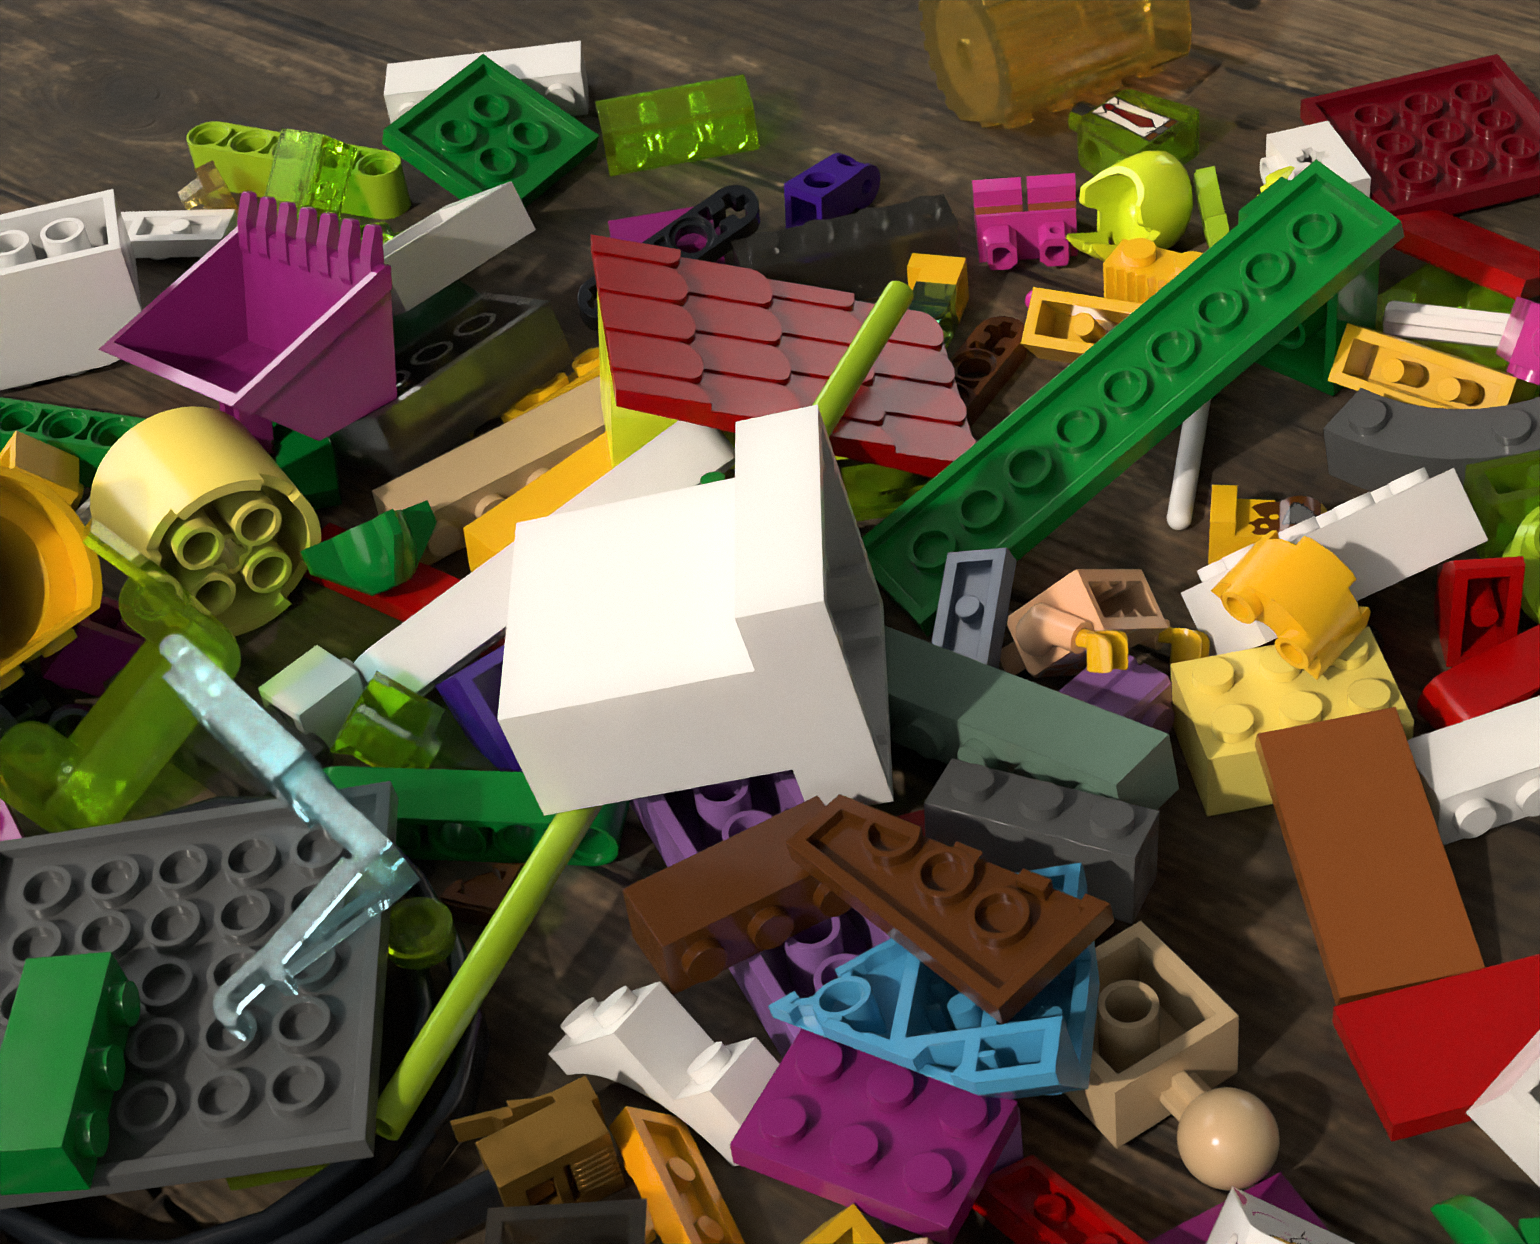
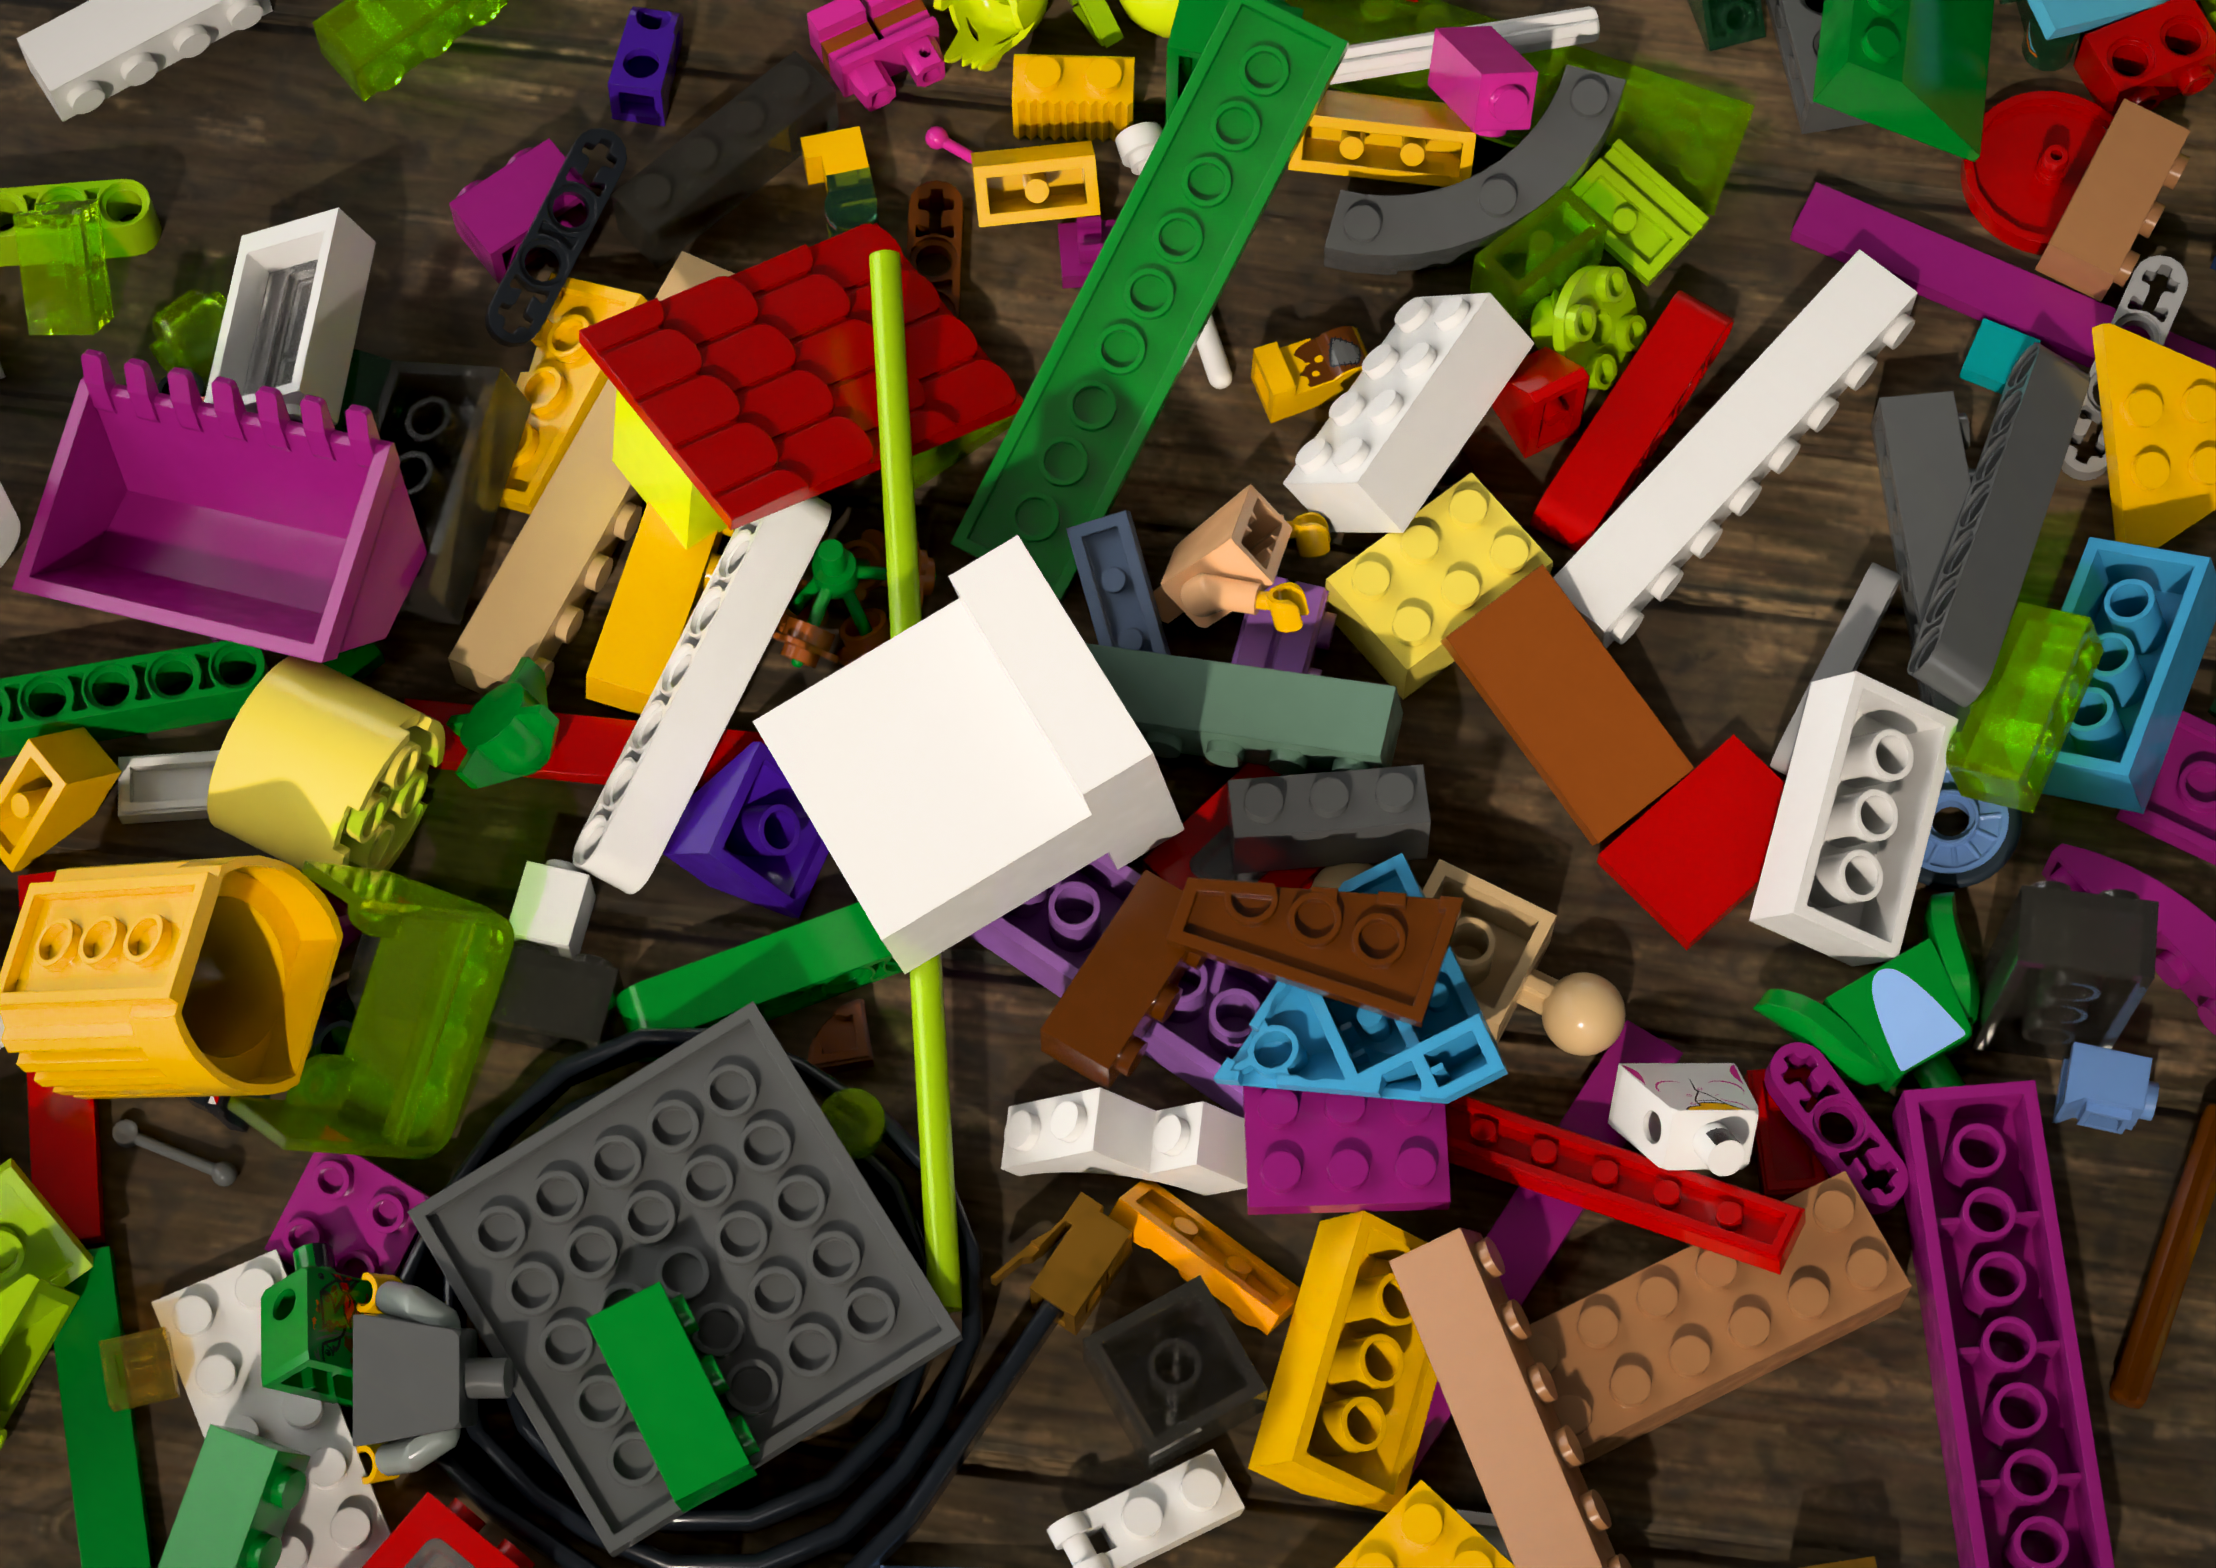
camera: 35 degrees left, 25 degrees up
(350, 891) = (701, 1051): clear light blue hinge -> none
(390, 727) = (652, 918): clear neon green window -> none
(488, 132) = (222, 116): green plate -> none
(1300, 596) = (1419, 493): yellow cylinder -> none

